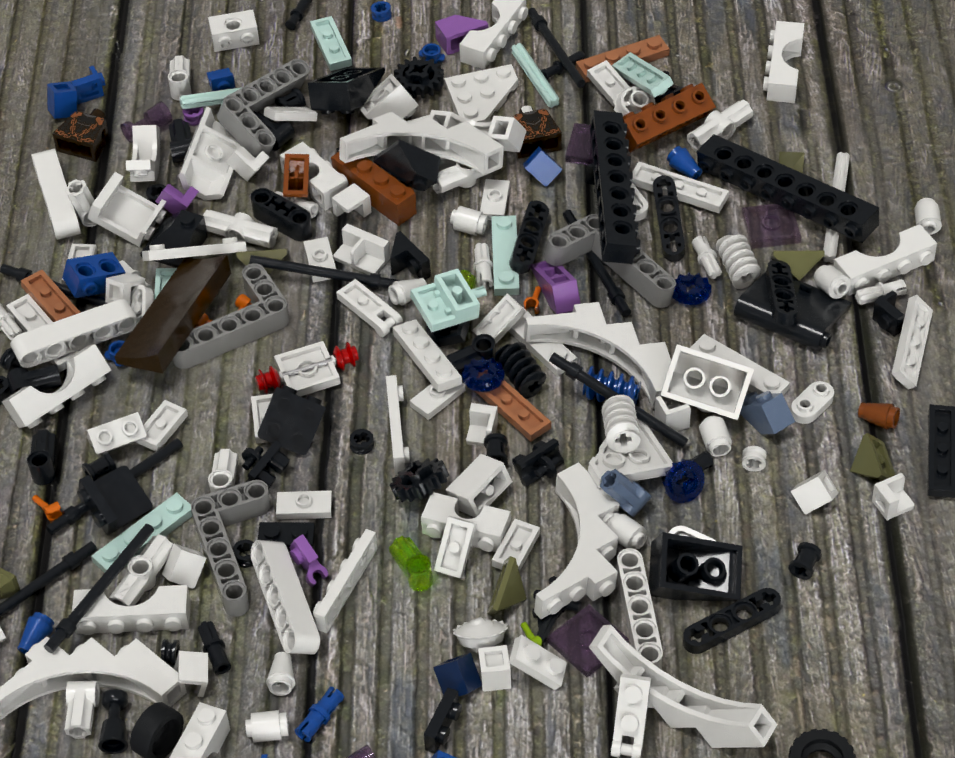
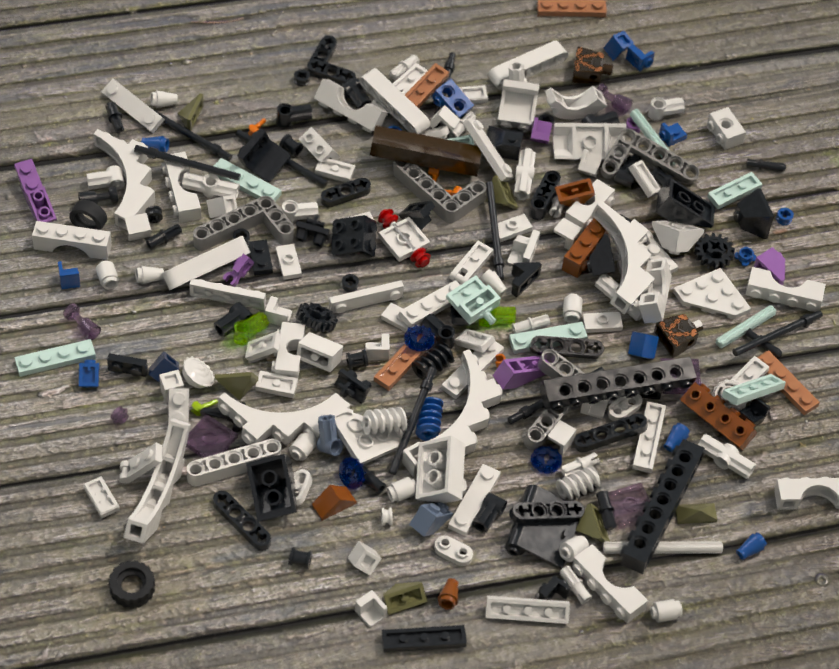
camera: 70 degrees right, 5 degrees up
(200, 431) = (339, 198): none -> black beam
(268, 344) = (418, 213): none -> black slope
(319, 714) = (123, 301): blue pin -> none
(381, 26) = (754, 214): none -> black slope
(390, 576) = (226, 324): none -> black piece
(393, 527) = (276, 314): none -> white panel
(527, 743) = (119, 415): none -> clear purple plate
(669, 260) = (562, 435): none -> white panel
(720, 514) = (332, 501): none -> dark orange slope
(758, 349) = (491, 508): none -> black piece
(779, 243) = (606, 510): none -> black axle
(847, 128) = (754, 544): none -> blue cone

